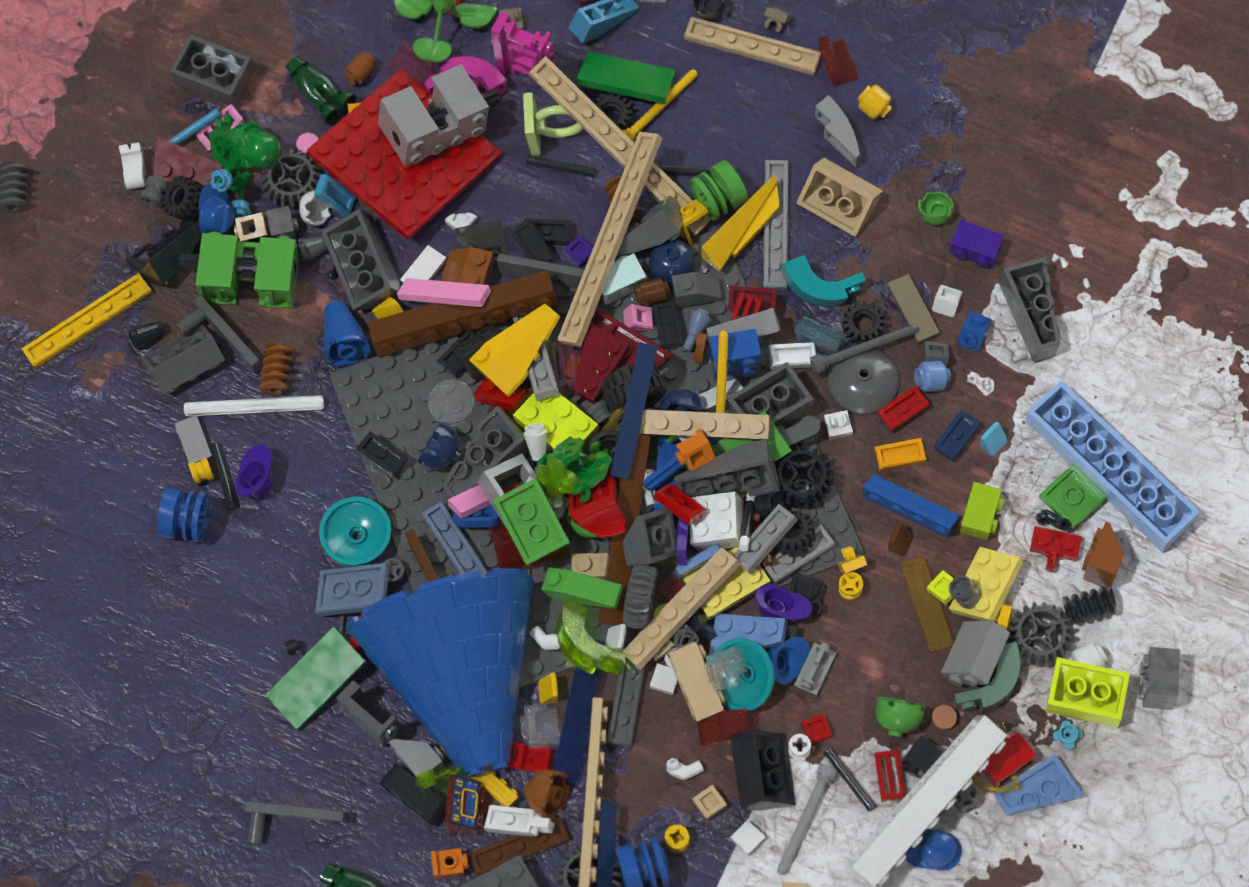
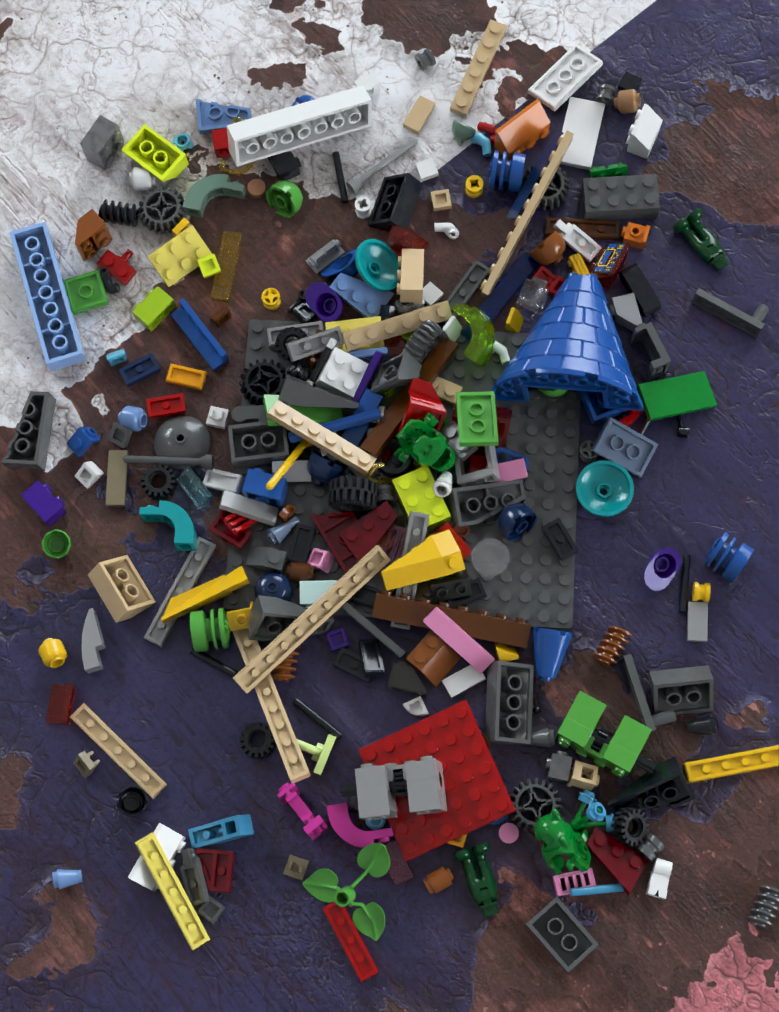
camera: 155 degrees left, 5 degrees up
(214, 211) = (611, 797): blue piece -> none
(253, 405) = (640, 628): white axle -> none
(313, 210) = (527, 769): white hair -> none
(334, 195) = (509, 769): dark azure tile -> none
(420, 556) = (563, 432): reddish brown tile -> none
(428, 777) = (620, 285): clear neon green plate -> none
(452, 540) = (535, 448): sand blue tile -> none
(556, 478) = (444, 435): clear neon green plate -> none
(581, 588) = (461, 367): bright green slope -> none
(625, 77) = (231, 766): green tile -> none
(633, 410) = (362, 464): dark blue sticker -> none
(658, 107) = (253, 716): yellow piece -> none
(679, 503) = (363, 384): red tile -> none
(695, 451) = (334, 415): orange brick -> none
(724, 668) = (389, 268): clear hair -> none
(817, 729) = (345, 218): red tile -> none
(851, 561) = (262, 312): yellow tile -> none
(892, 796) = (308, 181): red tile -> none
(964, 592) = (201, 250): dark grey wheel -> none
(975, 653) = (214, 209): light grey brick -> none

